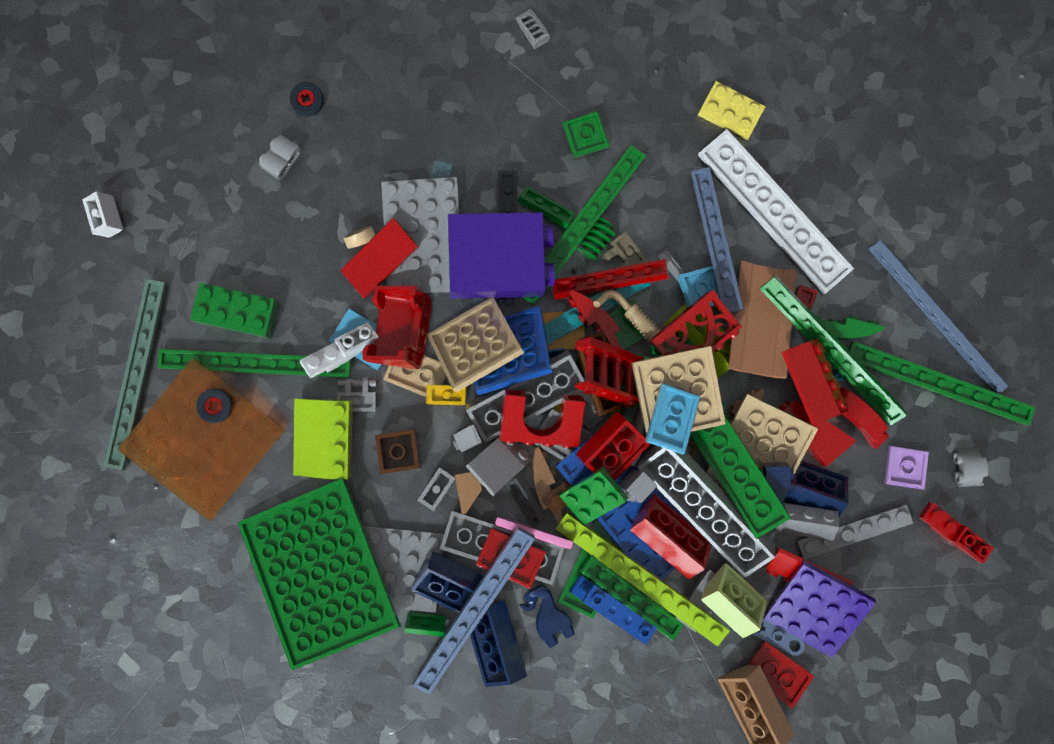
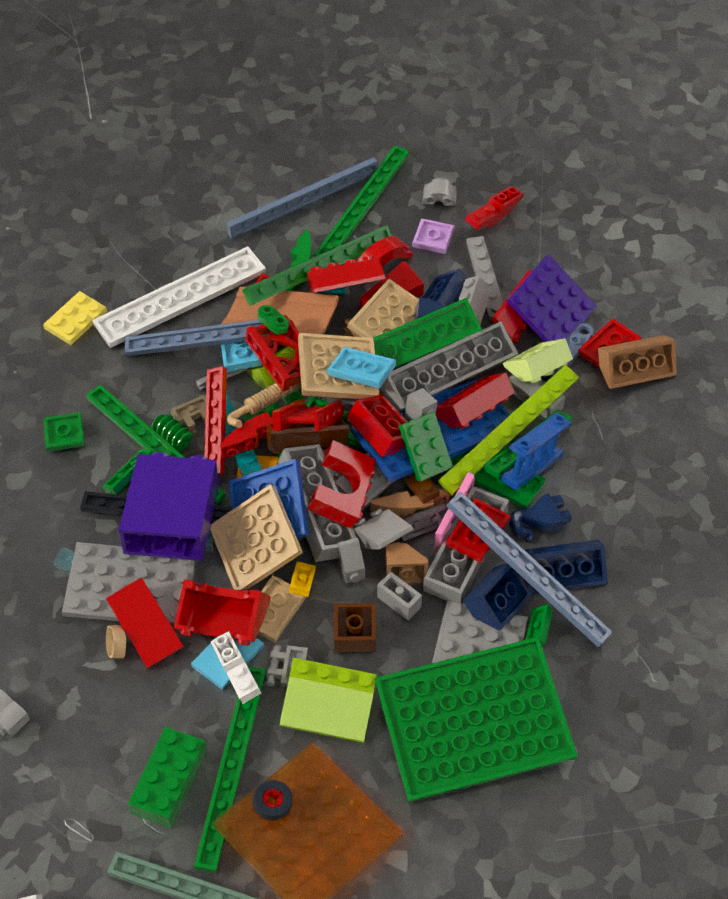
camera: 80 degrees left, 30 degrees down
(731, 314) = (271, 317): none -> green plate

